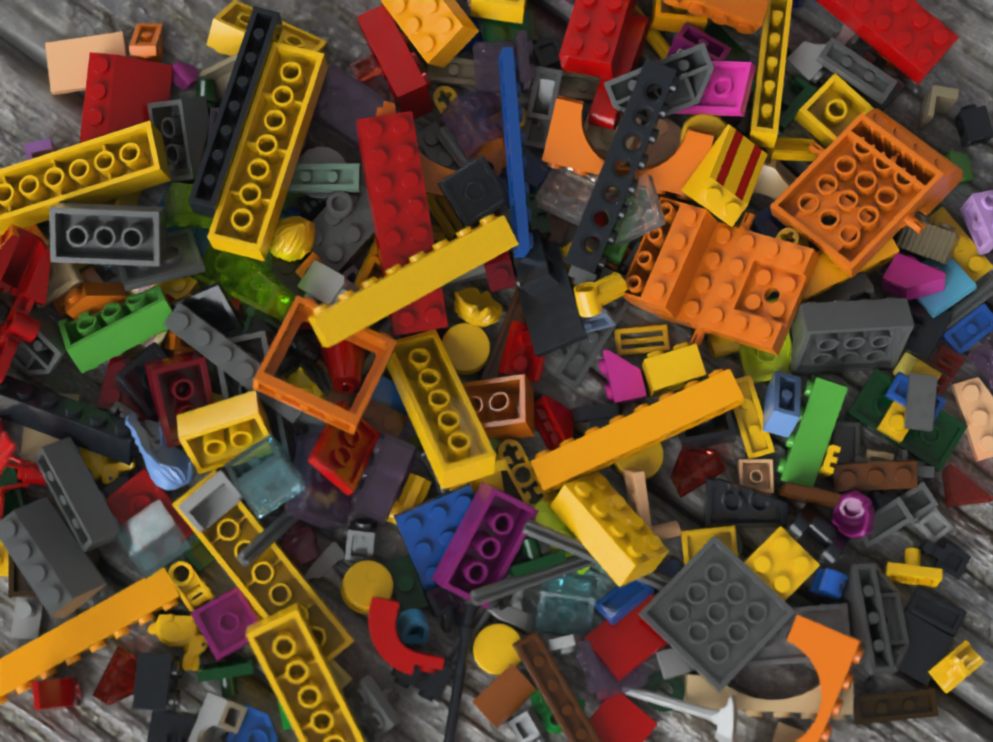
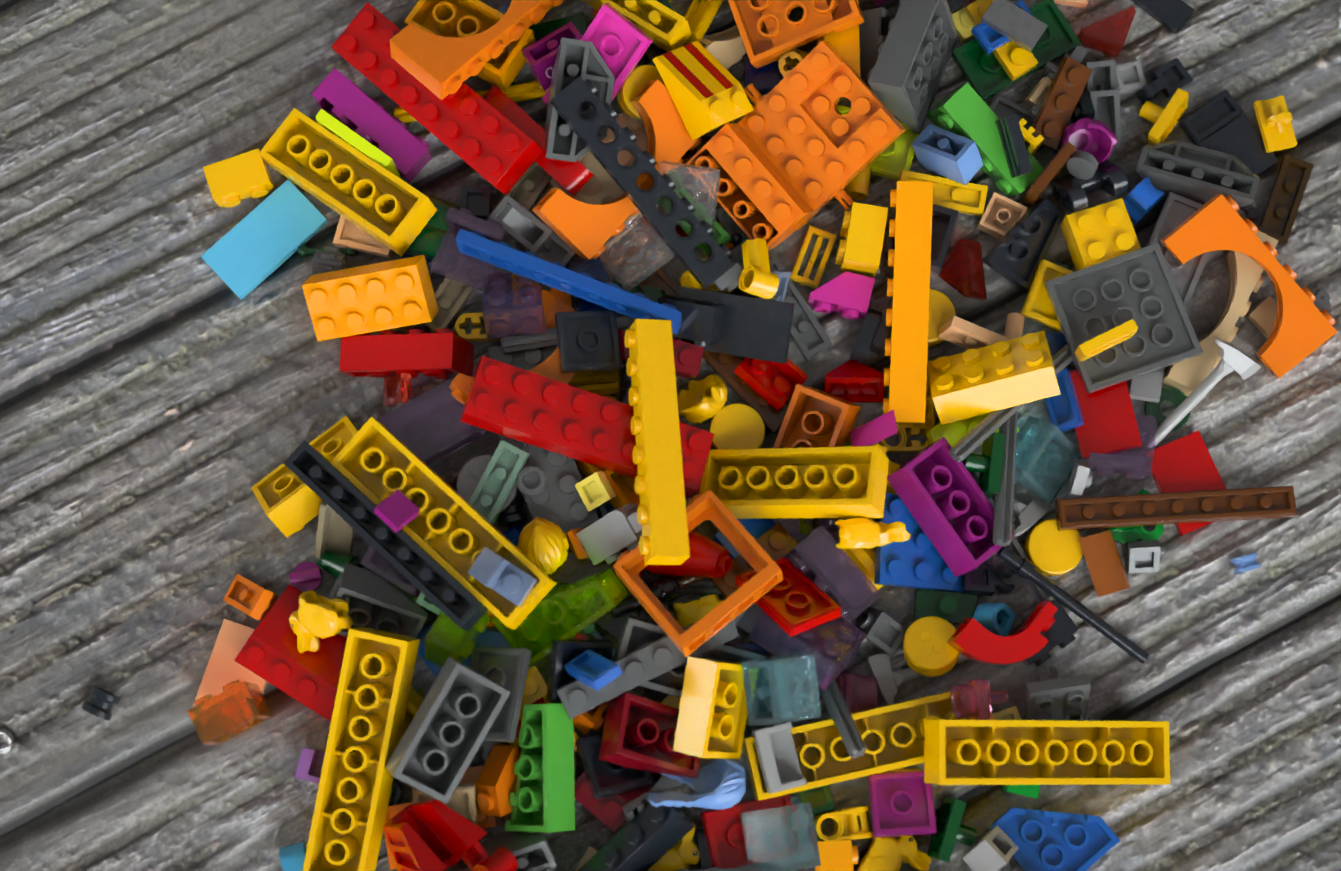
camera: 60 degrees left, 0 degrees up
(48, 69) = (229, 713): none -> clear orange brick
(149, 96) = (318, 618): none -> yellow animal
(208, 321) = (593, 669): none -> blue tile
(243, 213) = (502, 576): none -> sand blue slope
(257, 108) = (397, 511): none -> magenta tile
(335, 638) = (975, 699): none -> clear pink piece
(356, 257) = (595, 490): none -> light yellow plate
(425, 486) = (866, 533): none -> yellow animal
(515, 453) = (874, 430): none -> dark pink sticker
(686, 605) = (1106, 340): none -> yellow tile
(814, 452) = (1013, 145): none -> black tile
(830, 518) = (1082, 165): none -> dark grey tile

